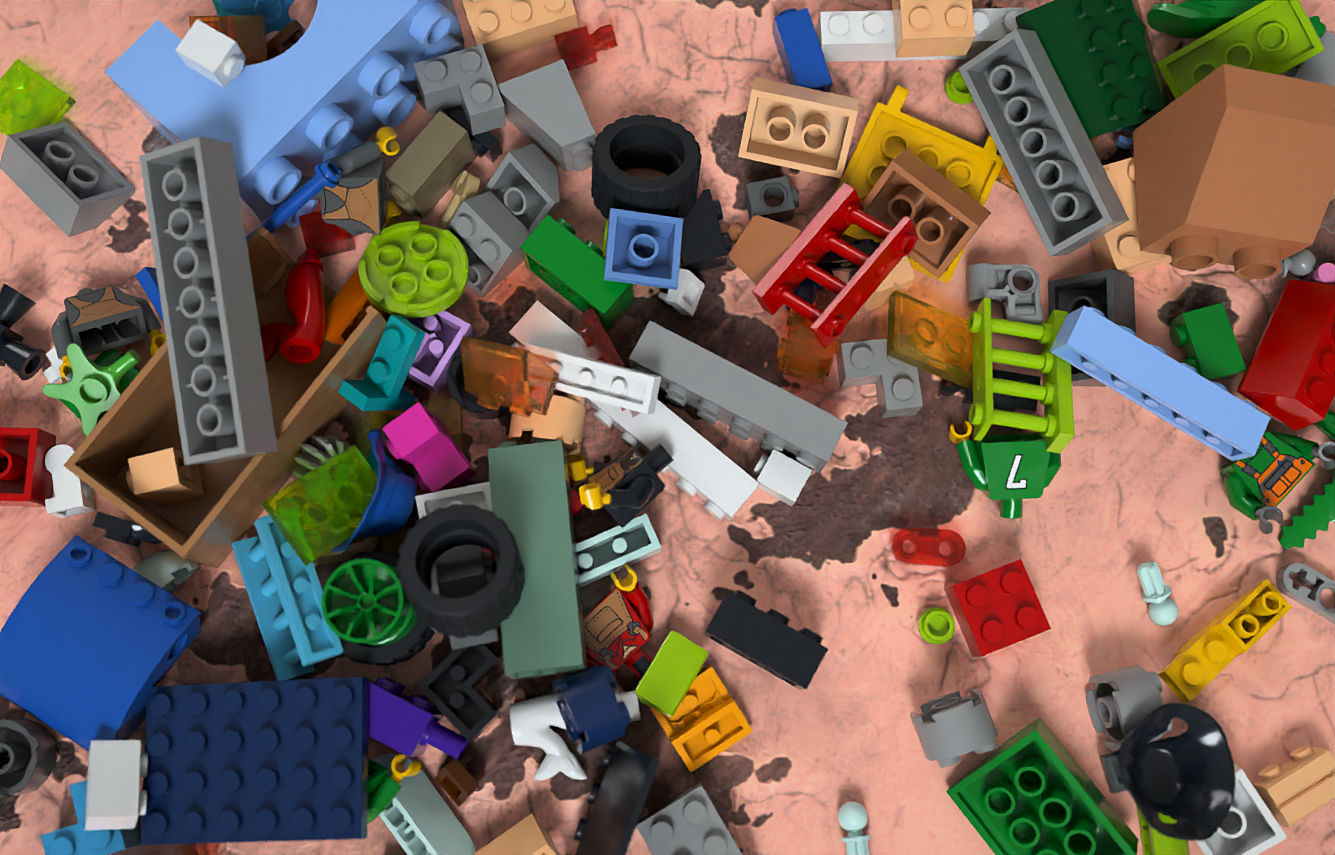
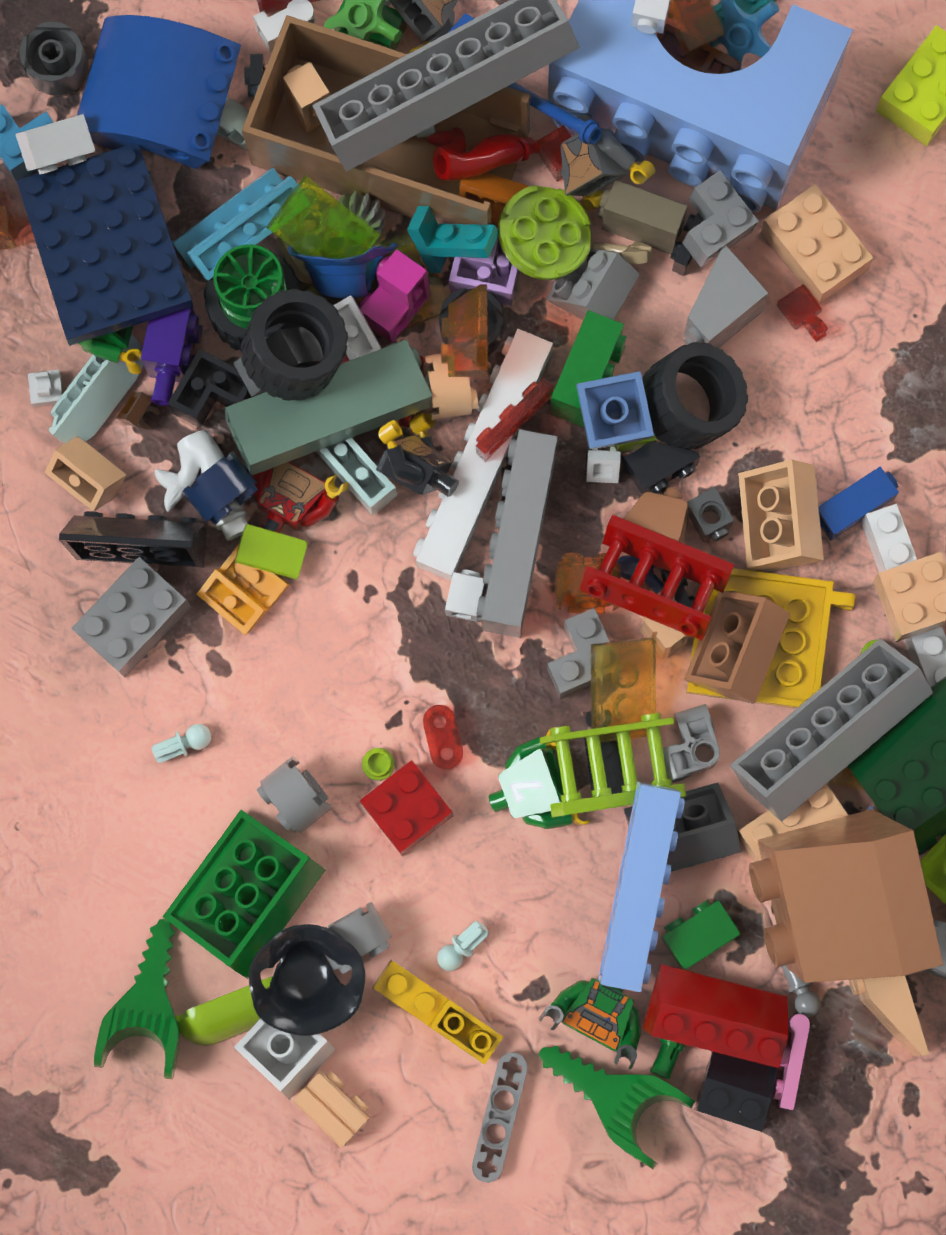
camera: 80 degrees right, 0 degrees up
(526, 185) = (654, 302): light grey slope -> none
(601, 380) = (492, 406): white plate -> none
(766, 639) = (320, 617): black brick -> none

